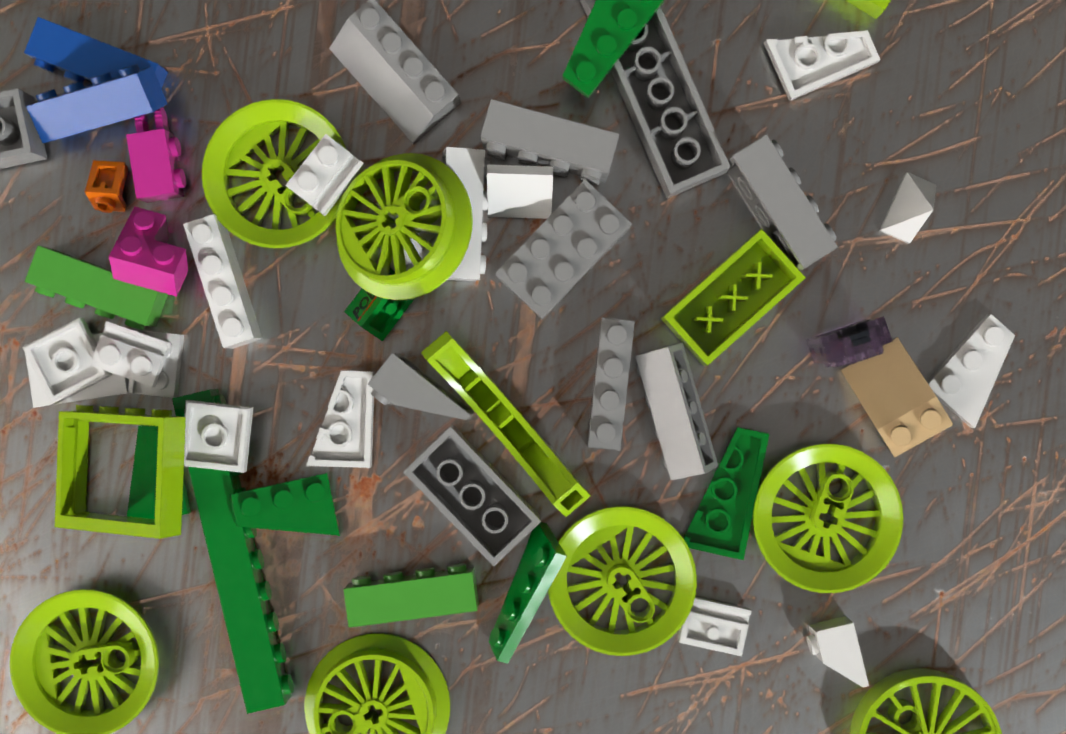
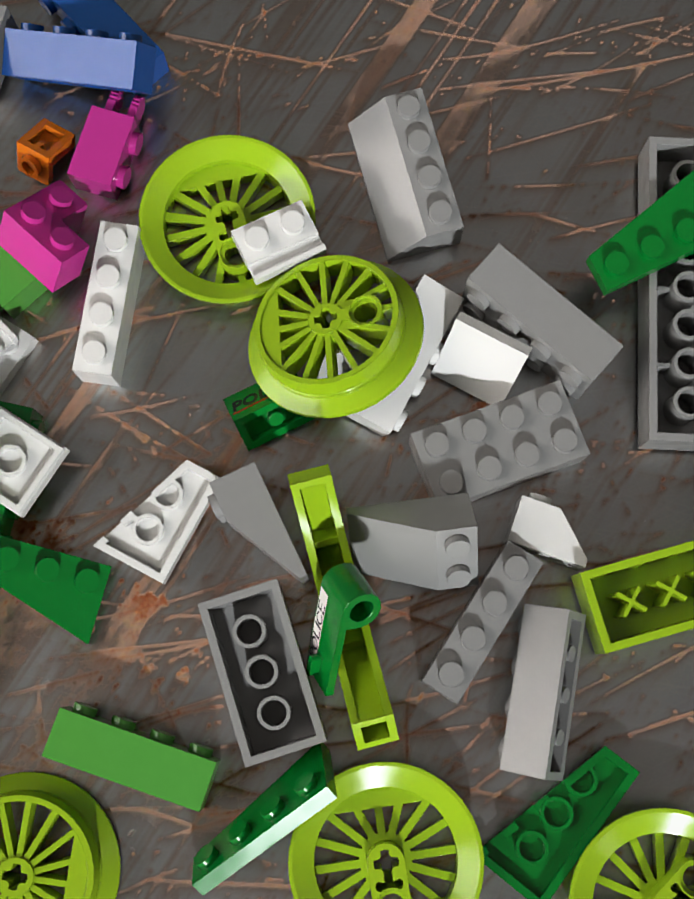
camera: 25 degrees right, 10 degrees down
(506, 424) = (342, 605): none -> green door
(537, 350) = (417, 541): none -> light grey slope
(625, 296) = (544, 532): none -> white slope

